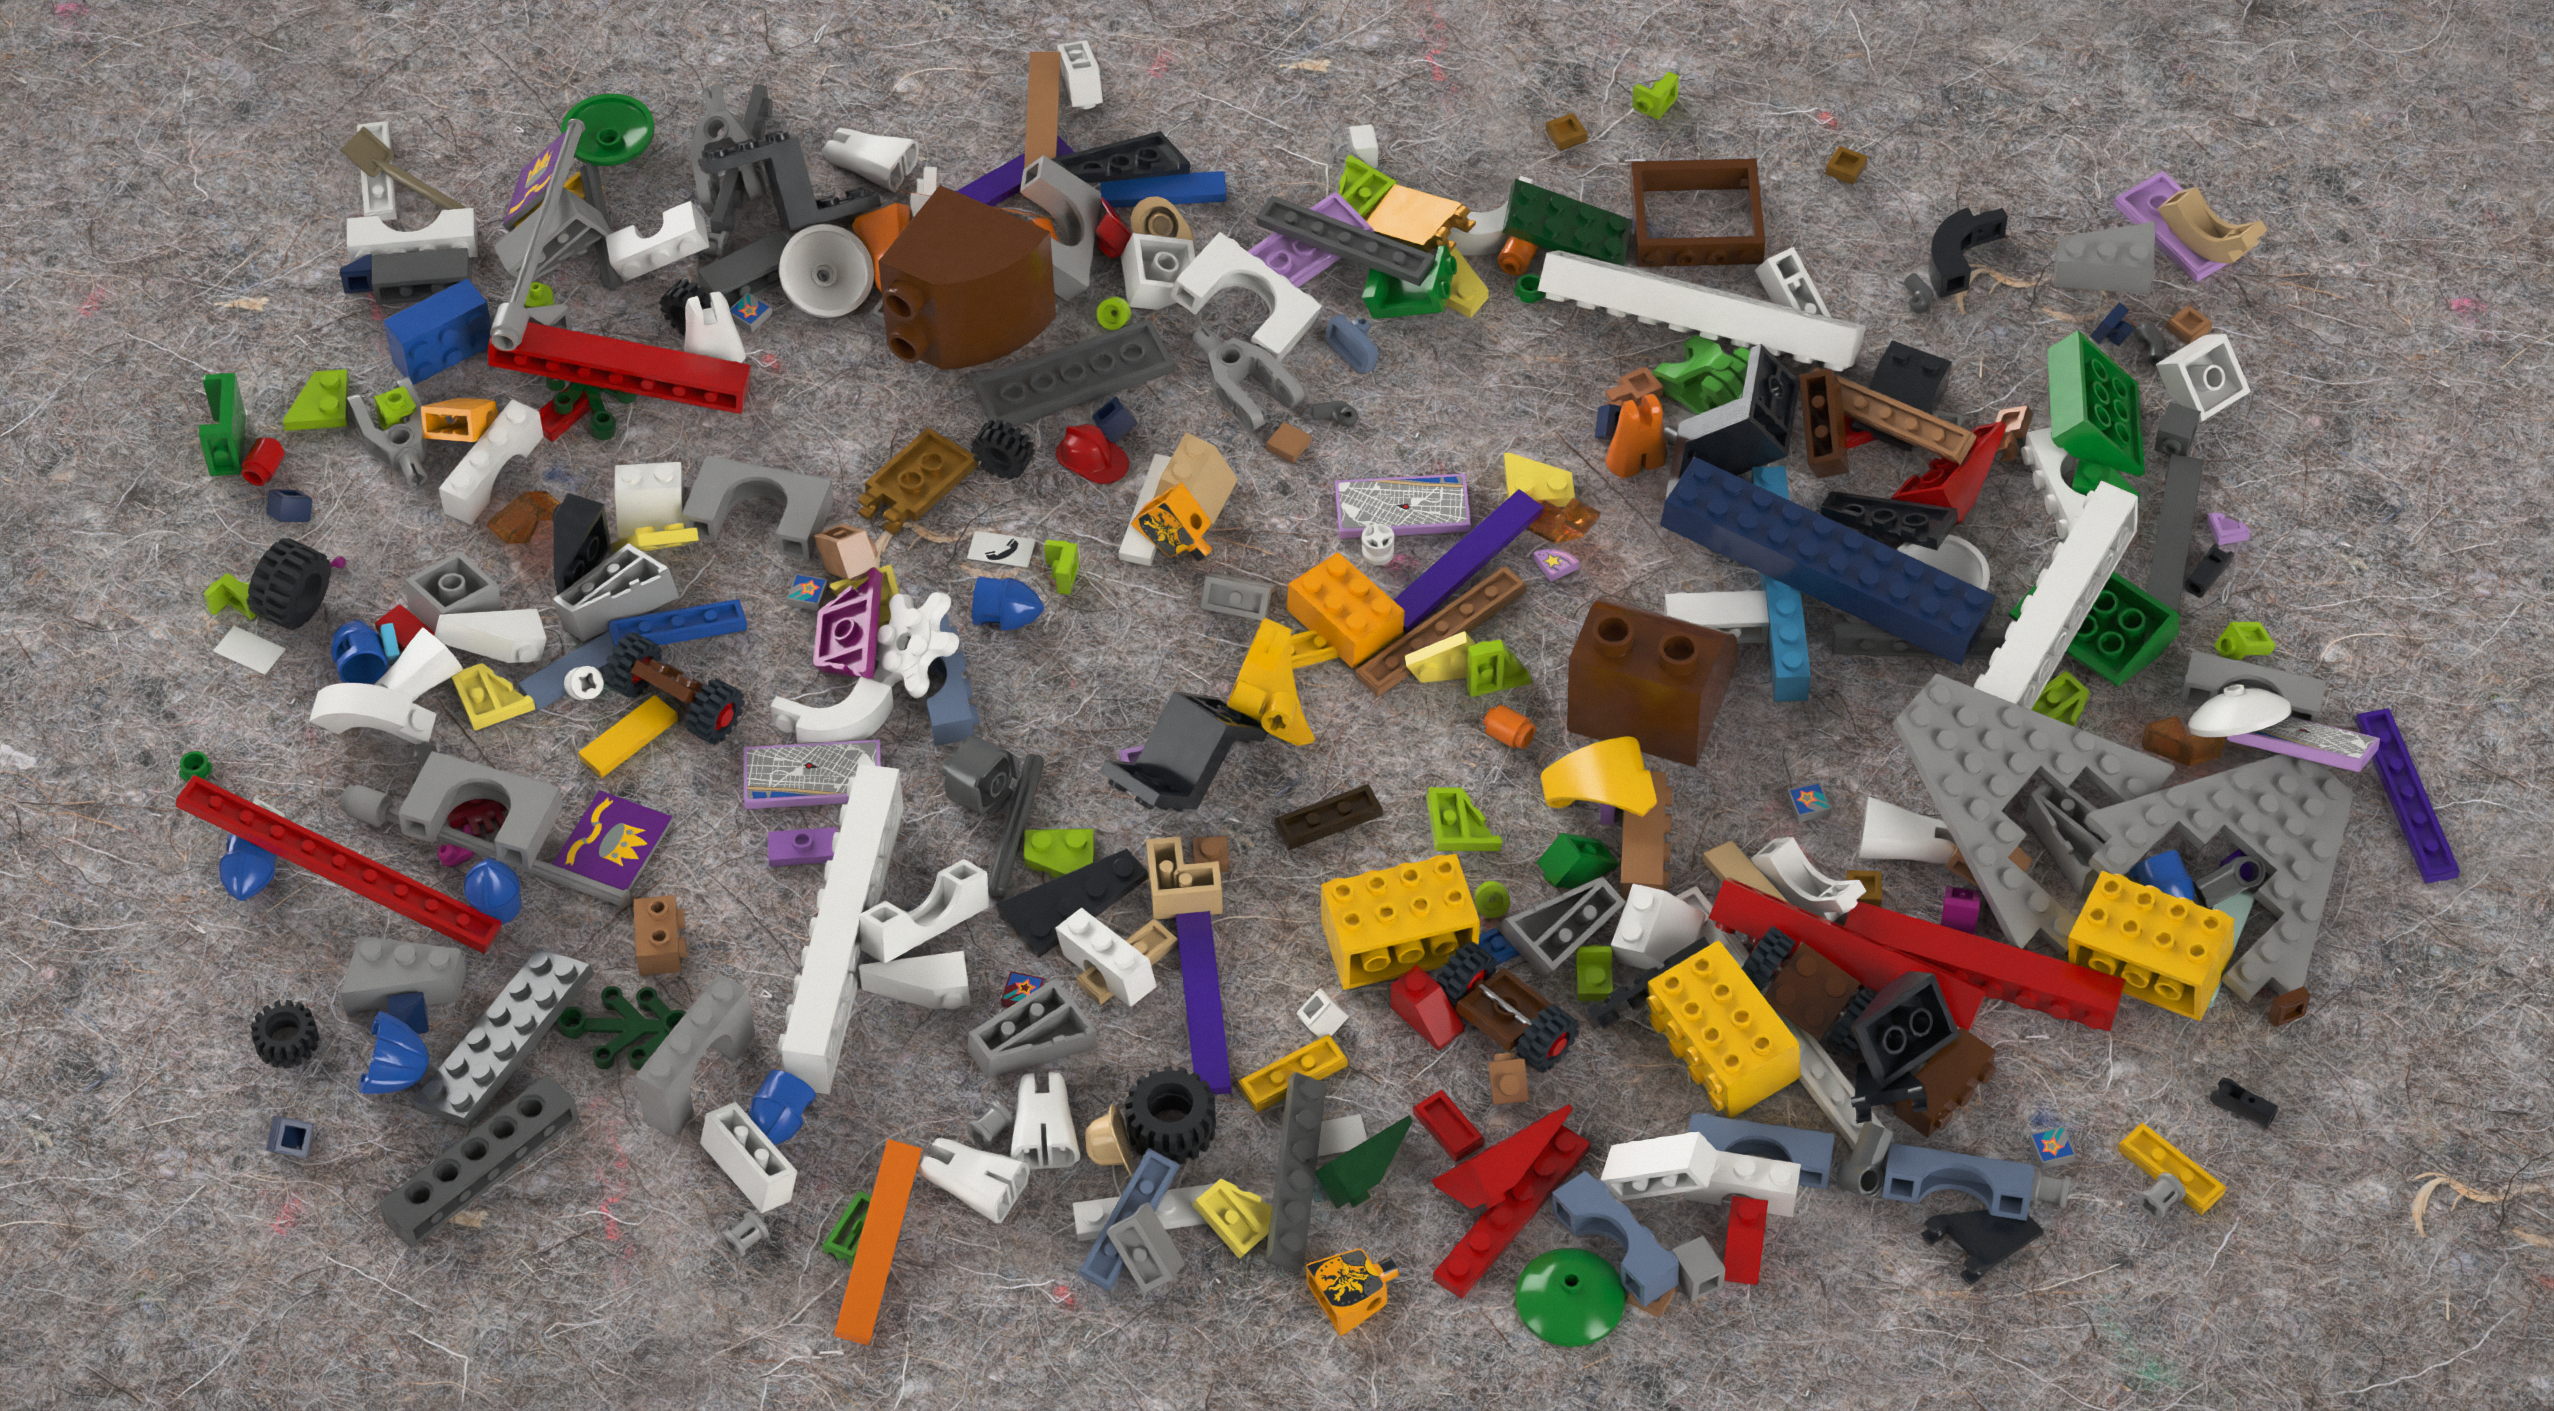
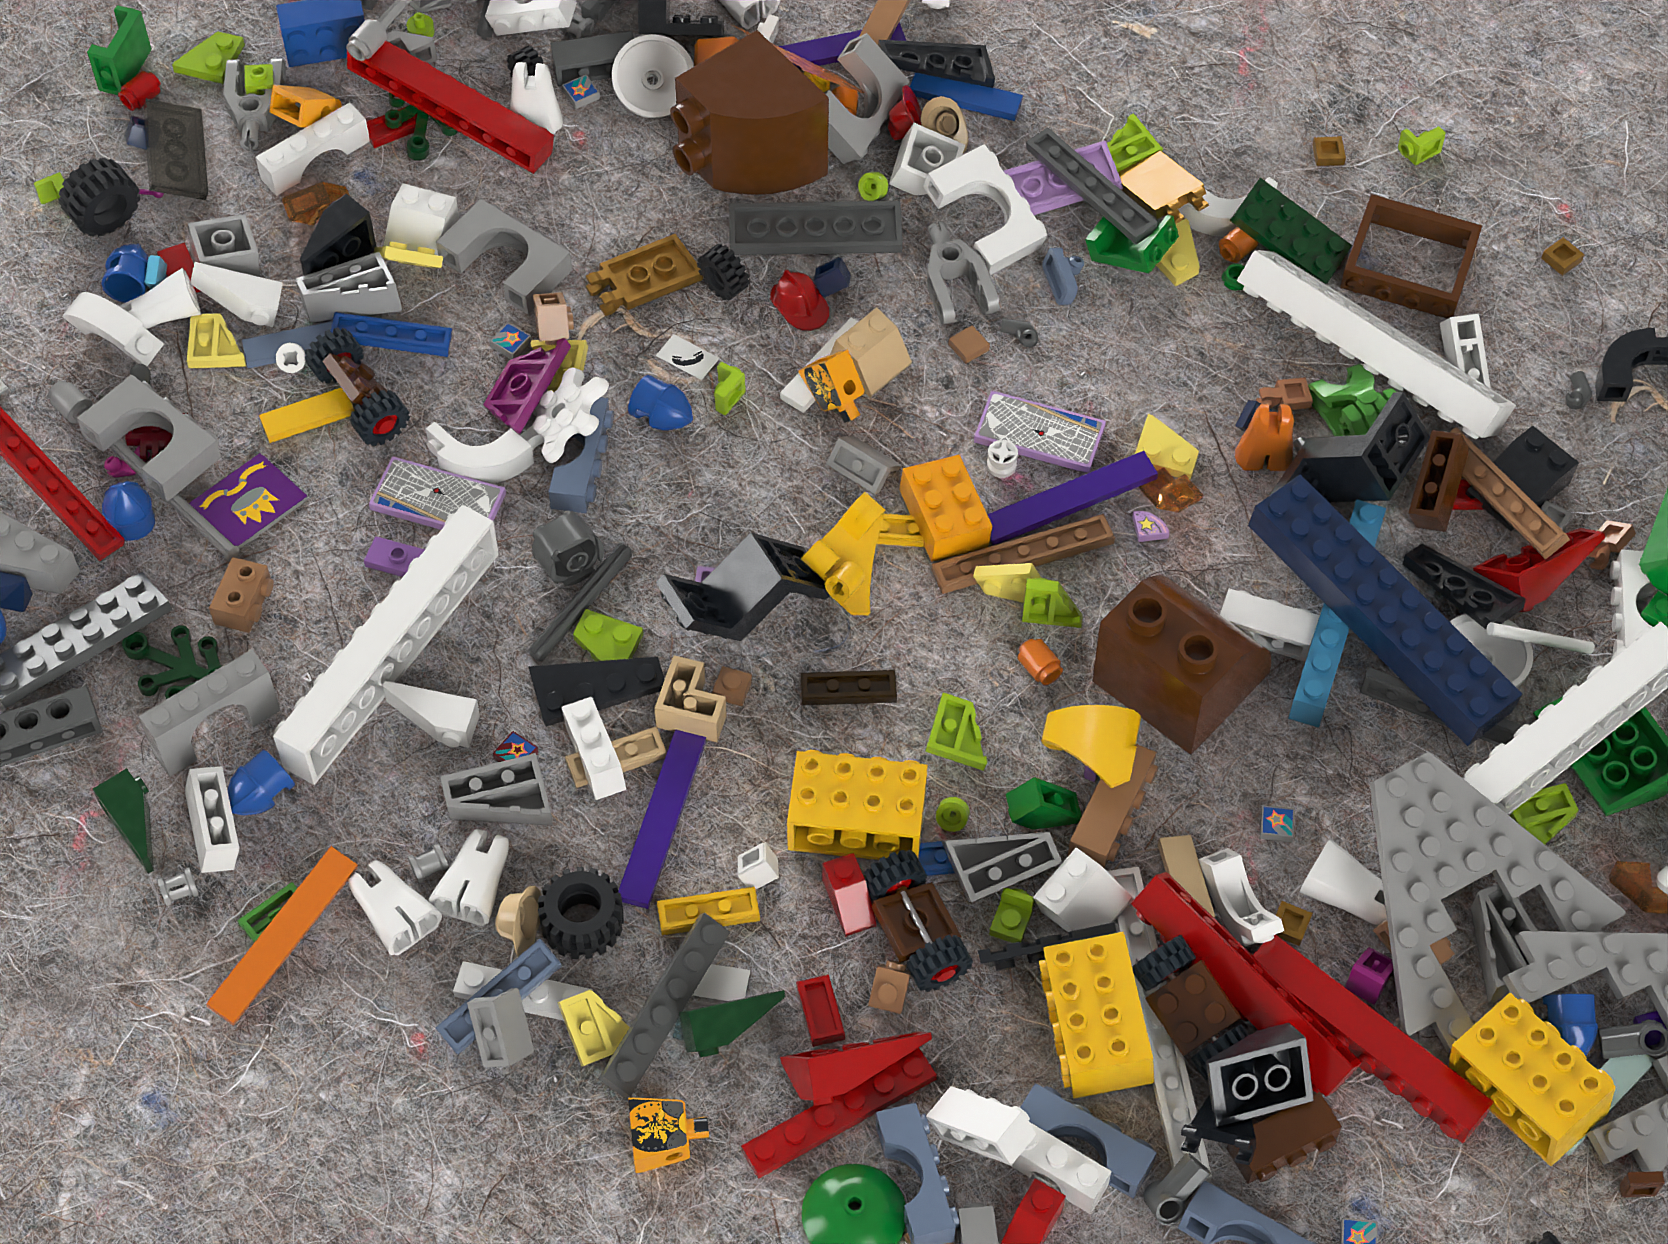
camera: 20 degrees right, 5 degrees up
(249, 650) = (53, 241): white sticker -> none
(339, 509) = (175, 149): none -> clear smoke tile
(650, 1180) = (129, 811): none -> dark green slope
(956, 896) = (496, 648): white arch -> none
(1364, 144) = (1149, 108): white slope -> none
(1986, 541) = (1540, 638): none -> white bar

